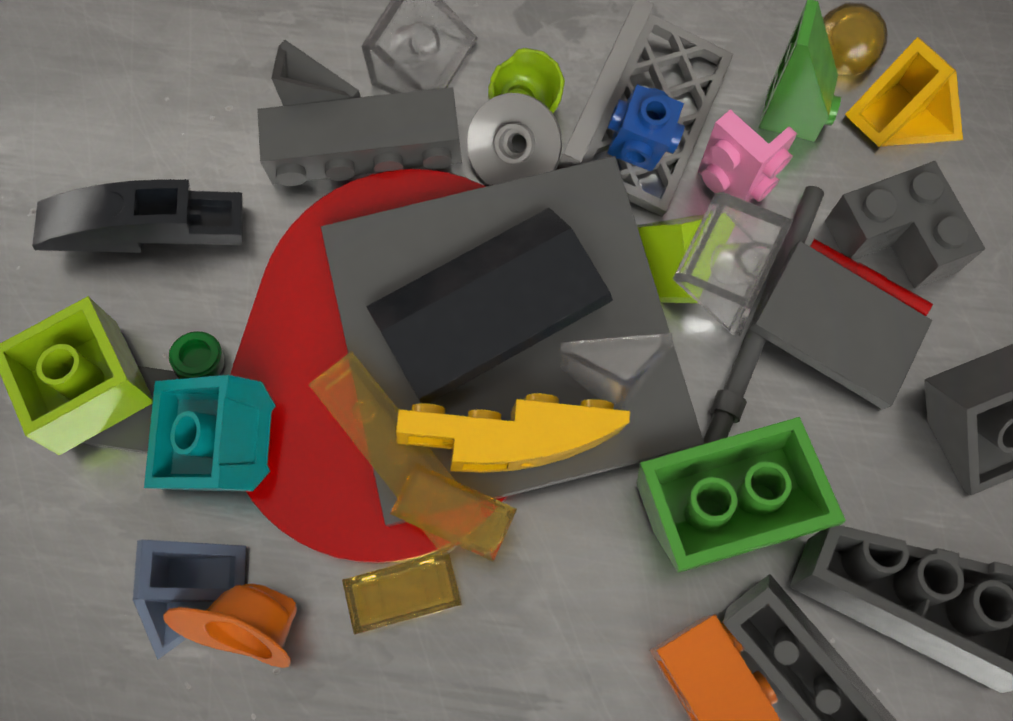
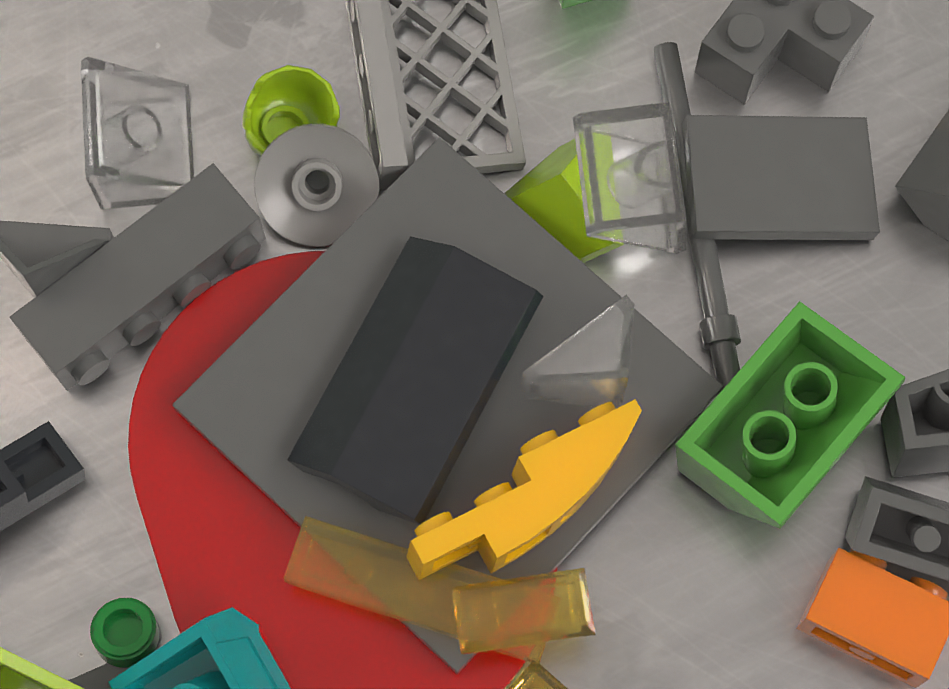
camera: 35 degrees left, 0 degrees up
(645, 127) = (453, 87): blue brick -> none
(742, 161) = (576, 67): bright pink bracket -> none
(875, 278) = (779, 107): red piece -> none

